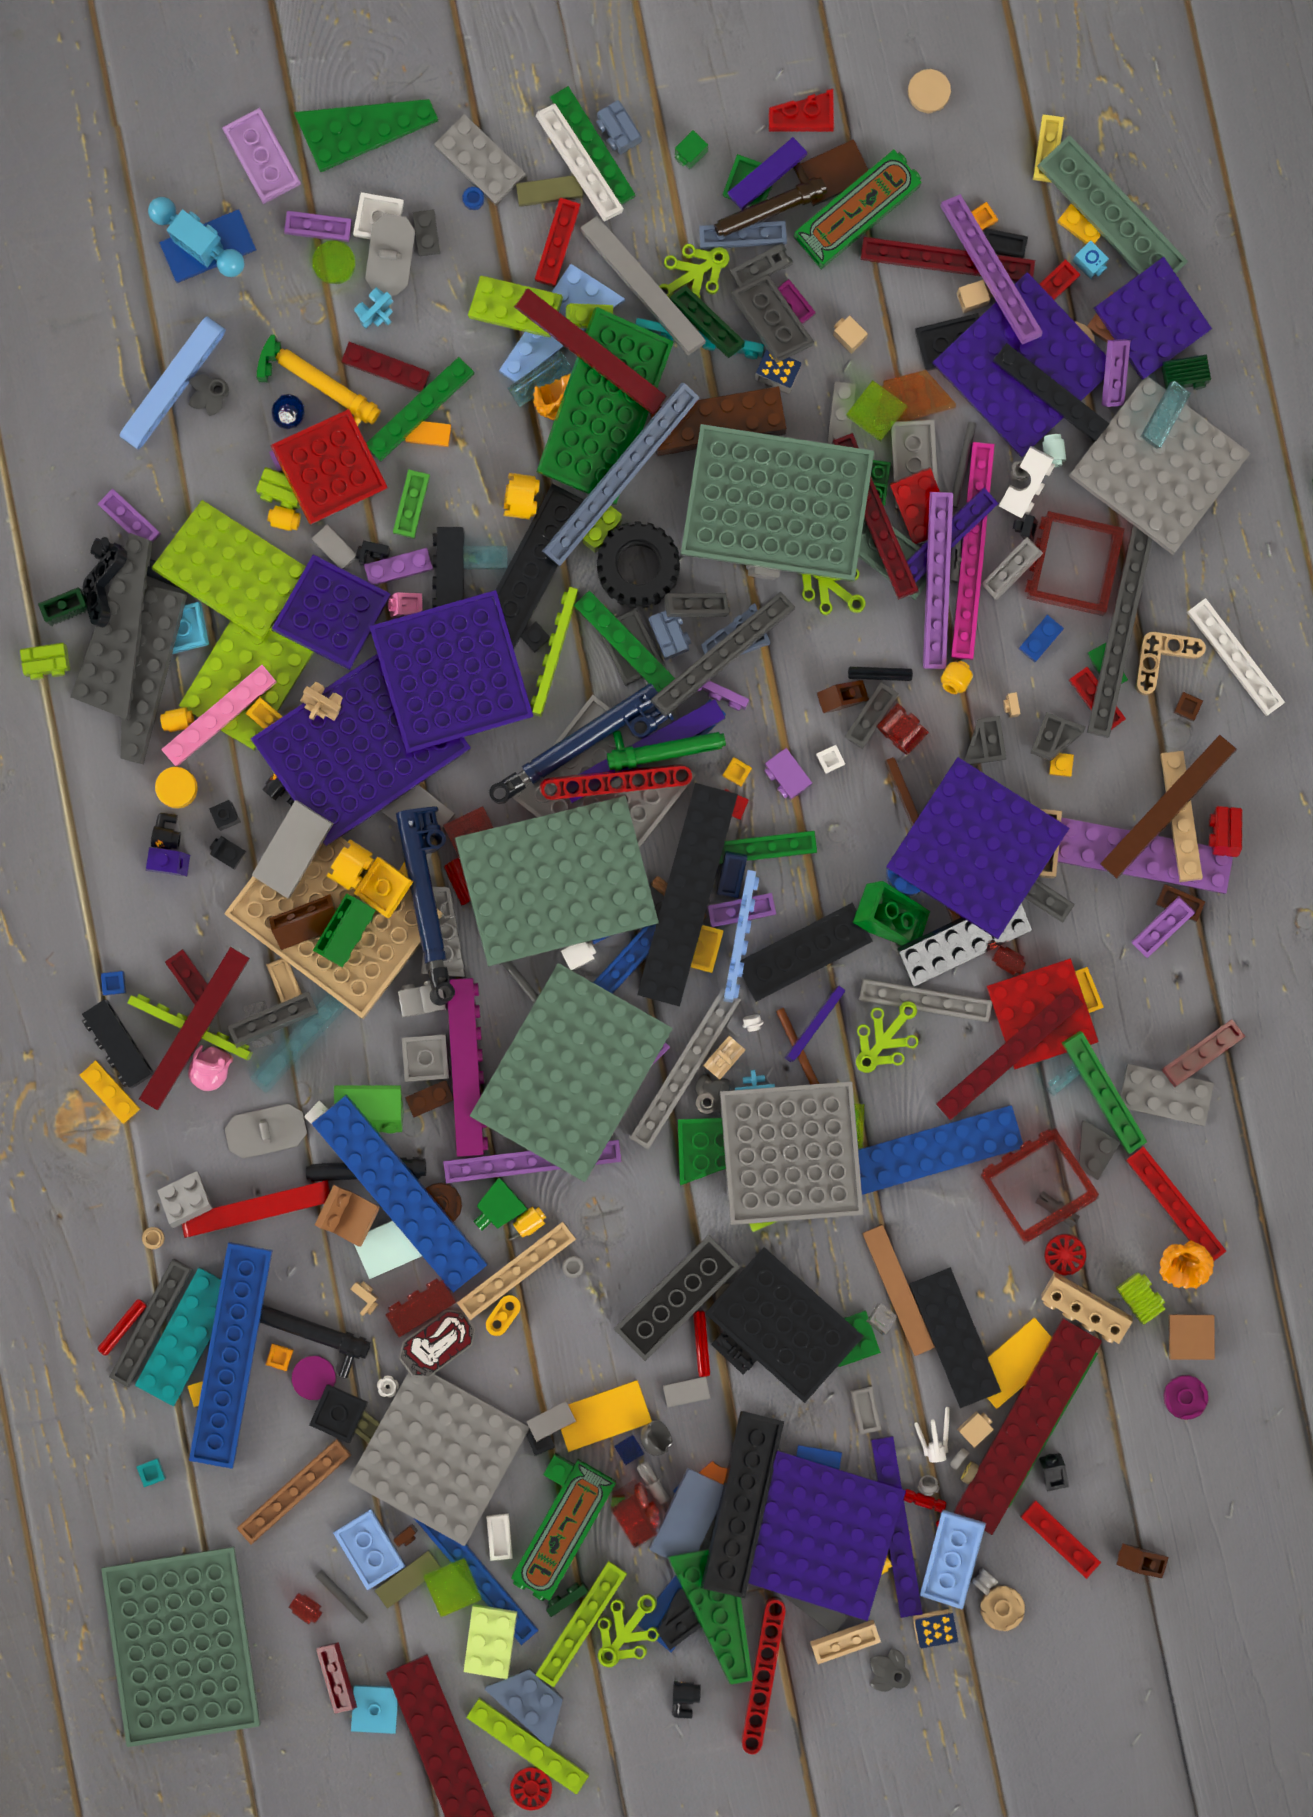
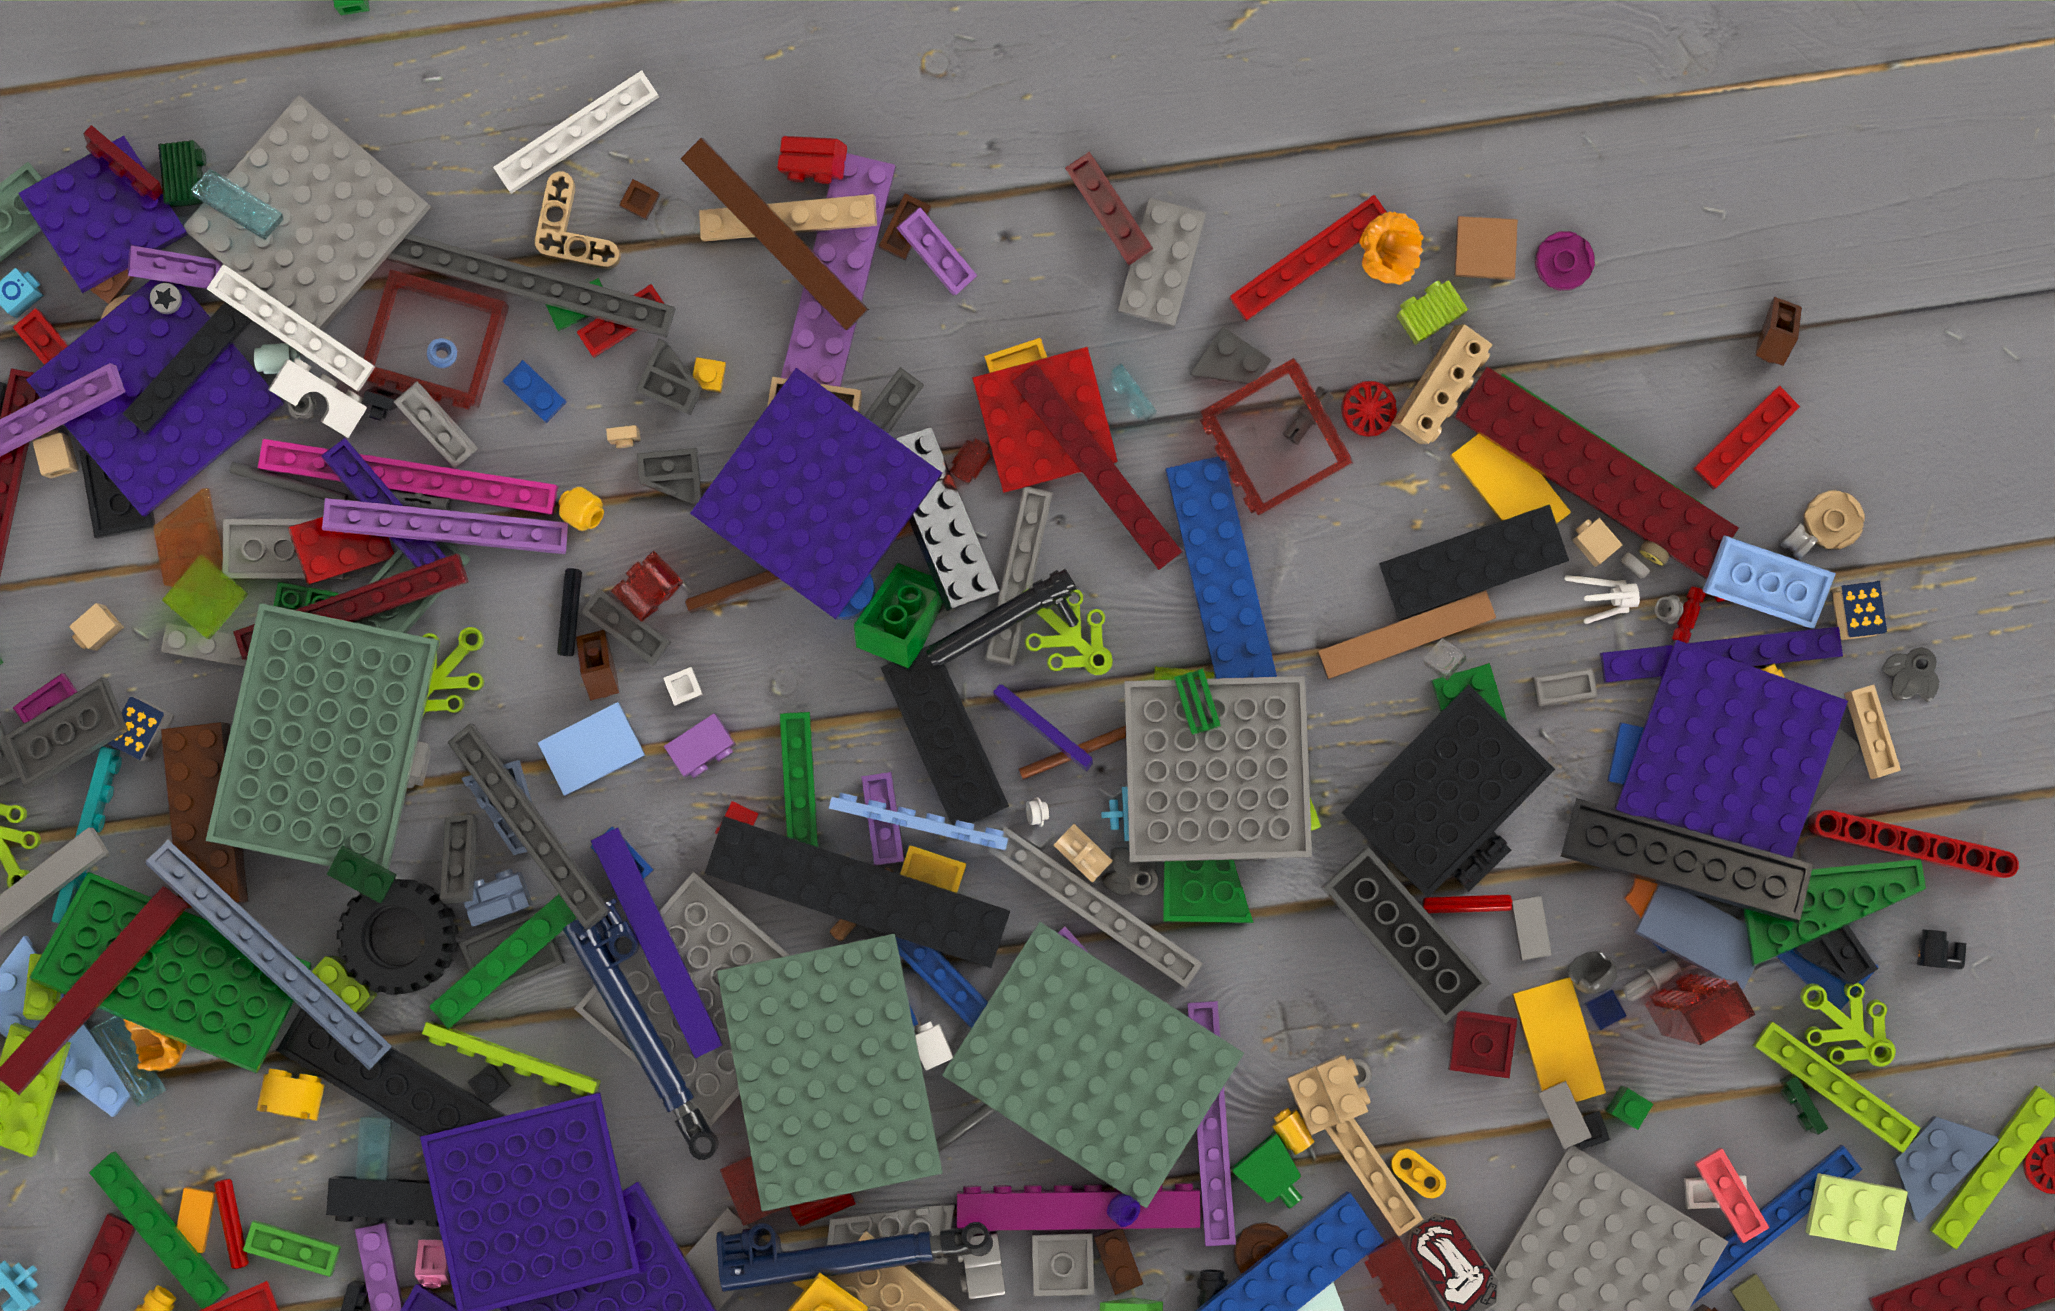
camera: 90 degrees left, 0 degrees up
(427, 459) = (231, 1223): none -> red axle
(452, 1587) = (1782, 1260): clear neon green plate -> none
(467, 1099) = (1123, 1210): none -> dark purple tile
(498, 1547) = (1731, 1195): none -> coral plate
(558, 1246) = (1328, 1094): none -> tan plate
(563, 1530) = (1711, 1105): brick -> none
(599, 1359) = (1482, 1044): none -> dark red plate
(625, 786) = (700, 968): red beam -> none
(631, 757) = (664, 959): green cylinder -> none
(682, 536) = (361, 874): none -> dark green plate
(707, 322) = (63, 823): dark green plate -> none
(718, 692) = (582, 835): medium lavender plate -> none
(731, 874) = (833, 829): dark blue tile -> none
(737, 772) = (692, 814): yellow tile -> none
(781, 695) = (591, 749): none -> light blue tile
(858, 1129) = (1190, 678): none -> green tile
(911, 1017) = (1041, 595): none -> black cylinder
(1054, 1472) = (1657, 440): black bracket -> none
(1070, 572) = (441, 344): none -> medium blue plate
(1076, 459) = (290, 327): none -> white plate
(1093, 368) = (166, 298): none -> light grey tile
(1104, 1092) = (1155, 343): green plate -> none
(1190, 329) = (122, 164): none -> dark red plate

